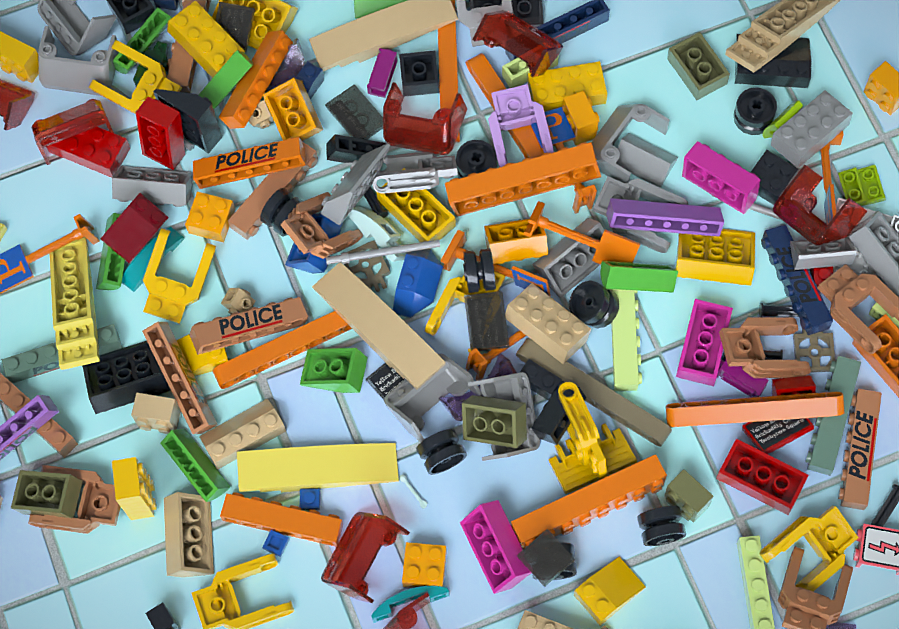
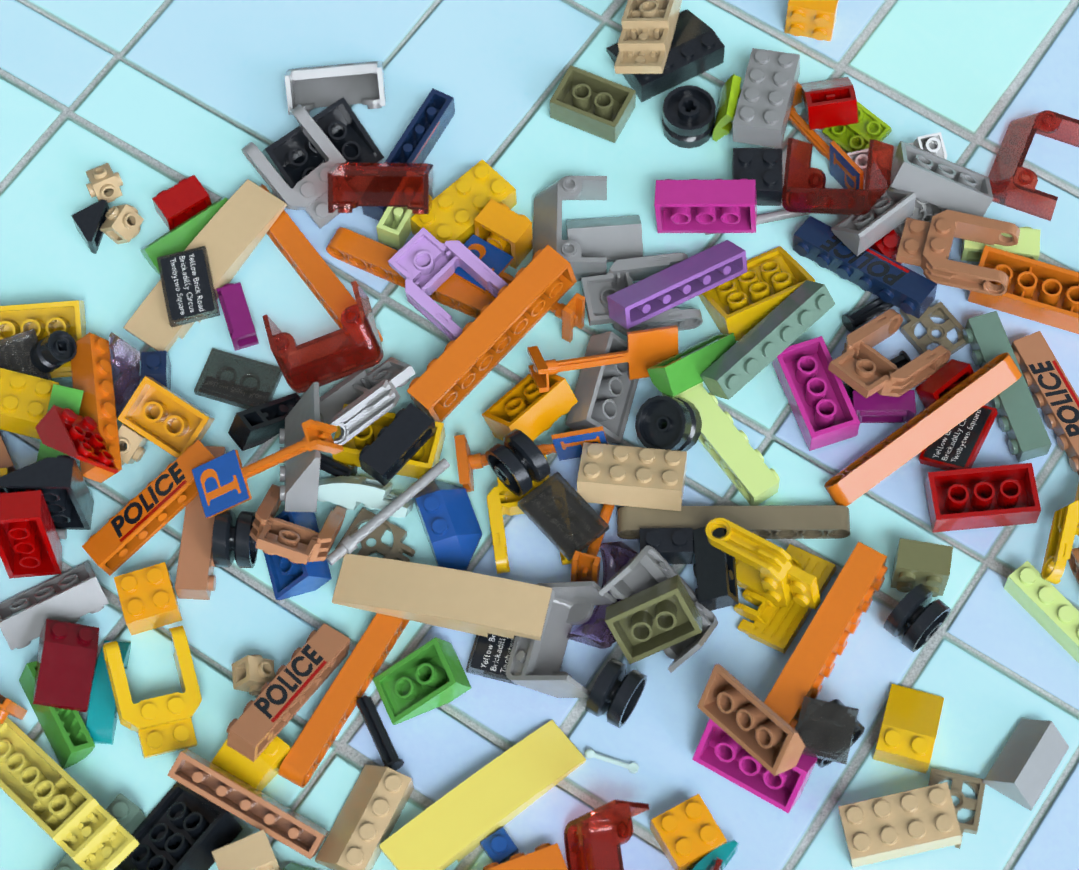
camera: 35 degrees left, 5 degrees down
(224, 93) = (75, 437): none -> red slope
(255, 29) = (53, 351): none -> black wheel
(287, 385) = (379, 733): none -> black axle
(294, 171) = (224, 480): none -> piece
(362, 36) = (188, 286): none -> black tile
(415, 213) = (397, 444): none -> black brick
(419, 73) = (283, 291): black brick -> none
(475, 157) = (419, 344): black wheel -> none
(500, 523) = (750, 722): none -> nougat slope
(695, 288) = (767, 339): none -> sand green brick
(853, 156) = (830, 103): none -> red slope

